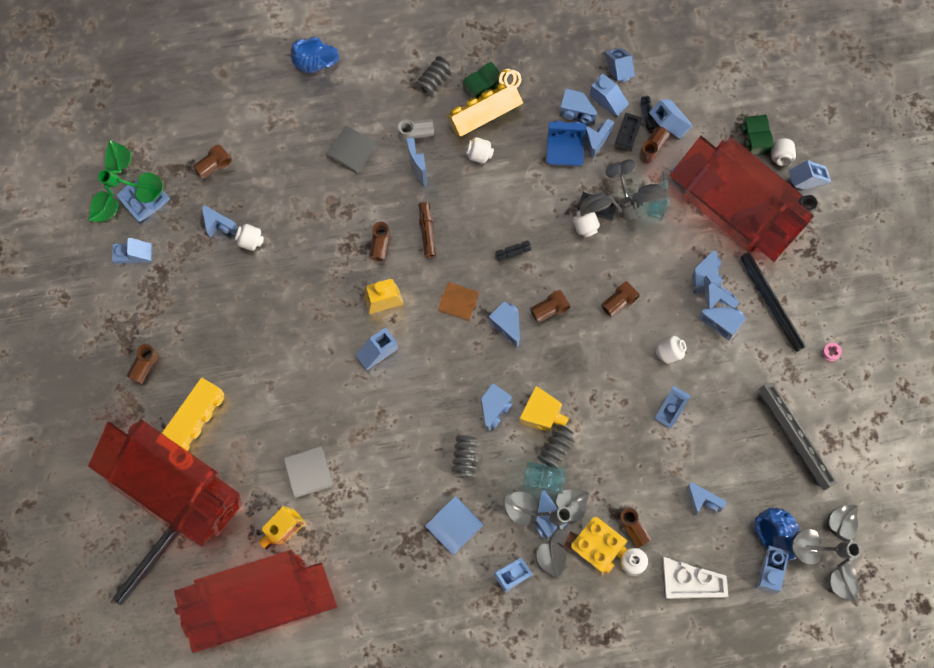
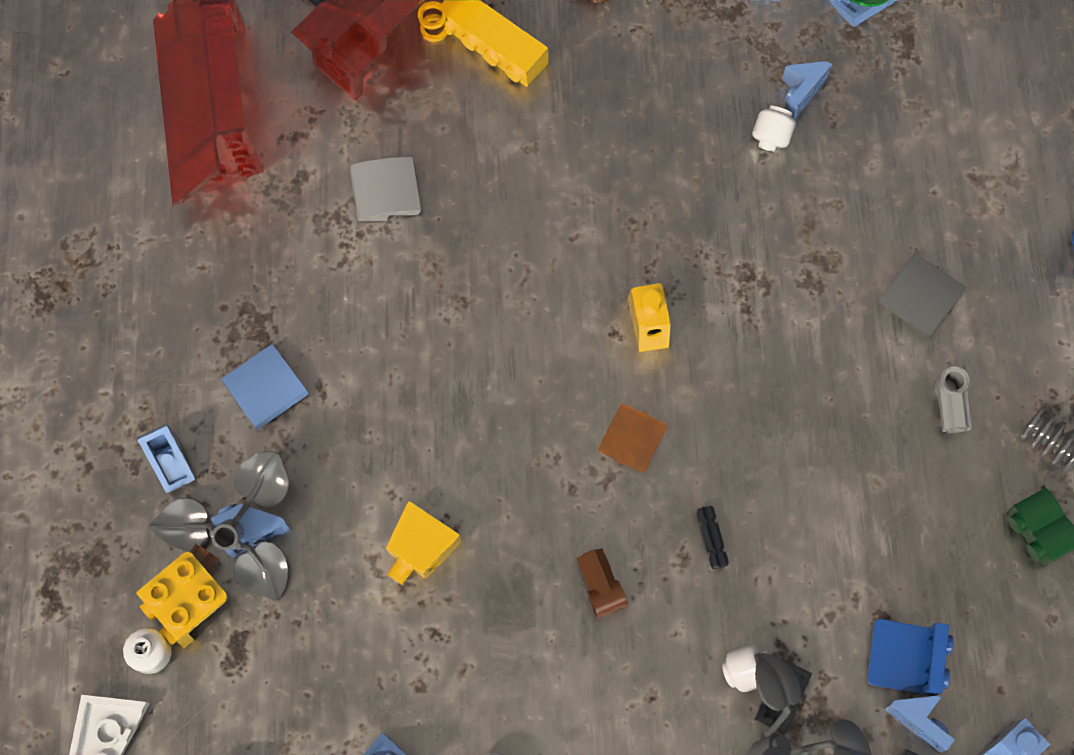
camera: 100 degrees right, 0 degrees up
(216, 158) = (914, 90): reddish brown piece -> none
(286, 522) = (301, 134): yellow torso -> none
(377, 349) = (562, 301): medium blue slope -> none
(379, 242) = (744, 322): reddish brown piece -> none
(417, 162) = (892, 386): medium blue slope -> none
(427, 231) = (764, 399): reddish brown pin -> none
(464, 457) = (362, 413): dark grey piece -> none
(479, 150) = (906, 501): white head -> none
(487, 106) = (991, 526): yellow hinge -> none
(494, 403) = (442, 466): medium blue slope -> none
(506, 321) = (581, 508): medium blue slope -> none
(544, 477) = (309, 529): clear light blue hinge -> none
(556, 446) = (354, 557): dark grey piece -> none
(577, 107) = (987, 688): medium blue slope -> none
(623, 296) = (604, 714): reddish brown piece -> none
(634, 530) = (201, 662): reddish brown piece -> none

